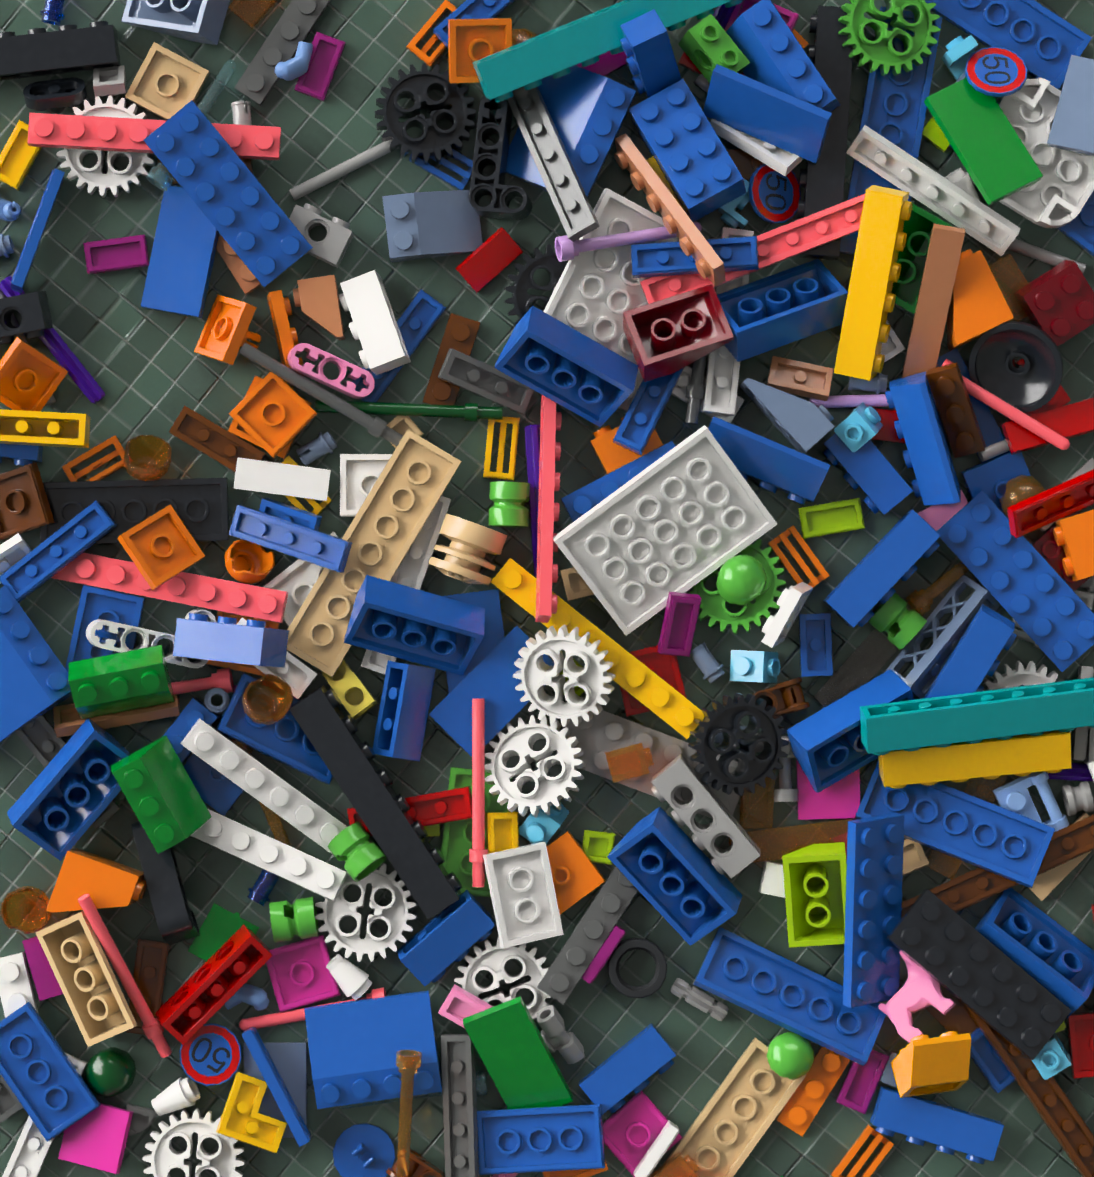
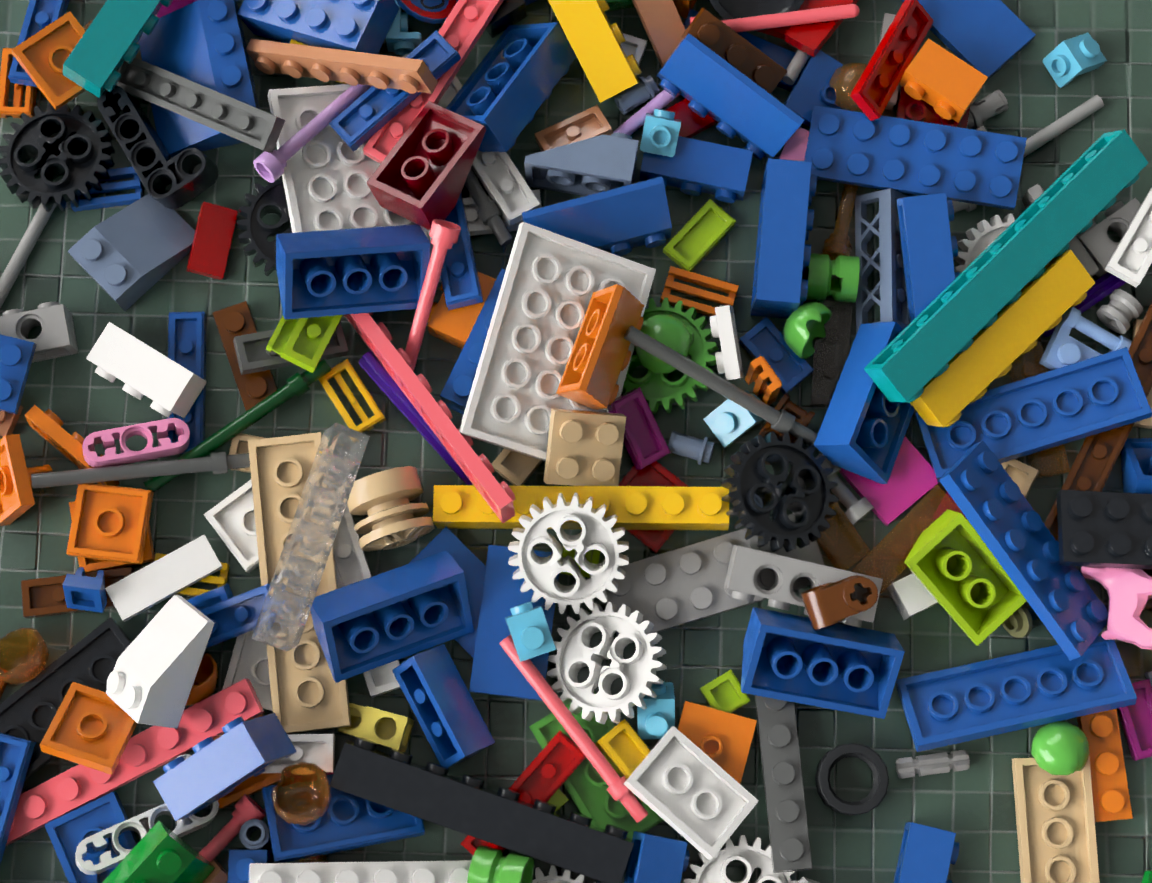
camera: 30 degrees left, 10 degrees down
(222, 450) = (84, 591): none -> blue tile
(238, 542) = (161, 665): none -> white slope
(317, 448) = (178, 526): sand blue pin -> none
(321, 303) = (83, 393): nougat slope -> none
(400, 534) = (310, 538): none -> clear brick
(496, 388) = (303, 339): none -> lime plate
(498, 707) = (529, 631): none -> medium azure bracket
(509, 504) = (393, 436): bright green wheel -> none
(603, 954) = (811, 790): magenta tile -> none
(629, 762) = (691, 588): clear orange brick -> none
(630, 612) = (584, 448): none -> tan plate
(646, 393) = (443, 236): none -> coral piece
(693, 554) = (601, 348): none -> orange slope
(713, 846) = (832, 601): none -> reddish brown piece
(778, 695) = (780, 420): none -> dark grey bar
(792, 658) = (761, 378): none -> orange tile
(832, 954) = (1021, 622): none -> olive plate
(848, 641) = (804, 326): none -> bright green hair

